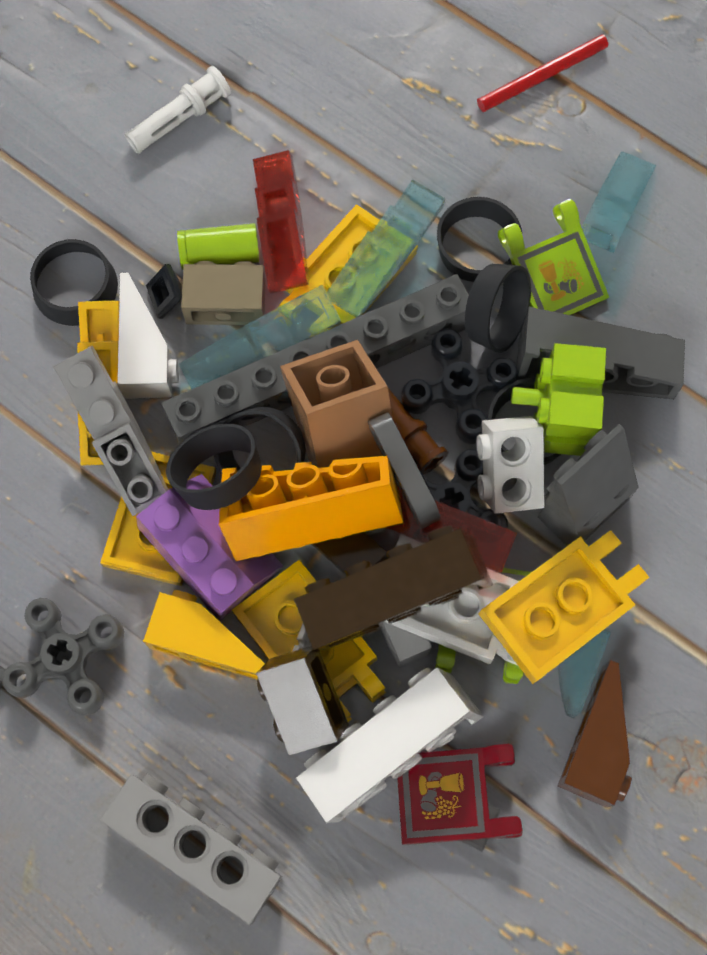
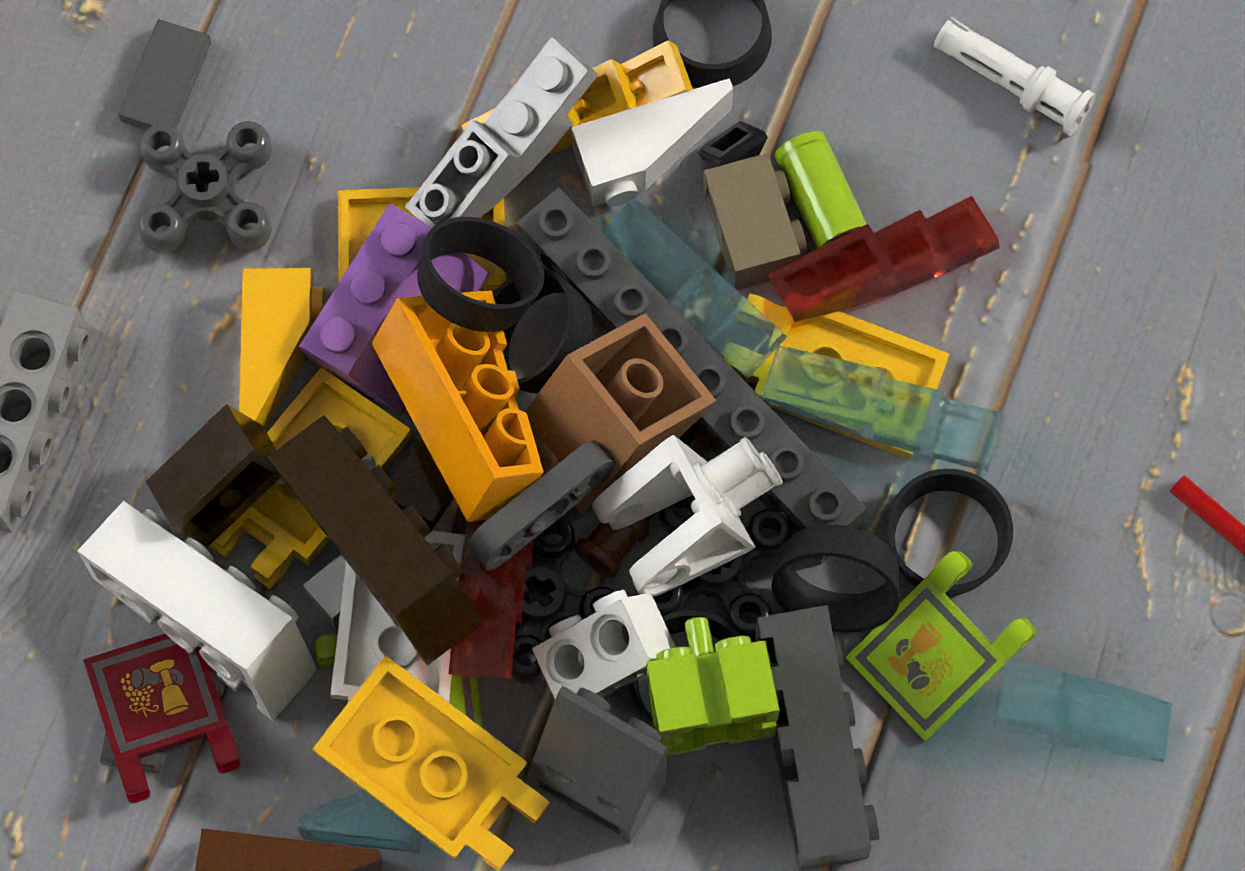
camera: 75 degrees right, 0 degrees up
(424, 354) = (713, 532): none -> white piece

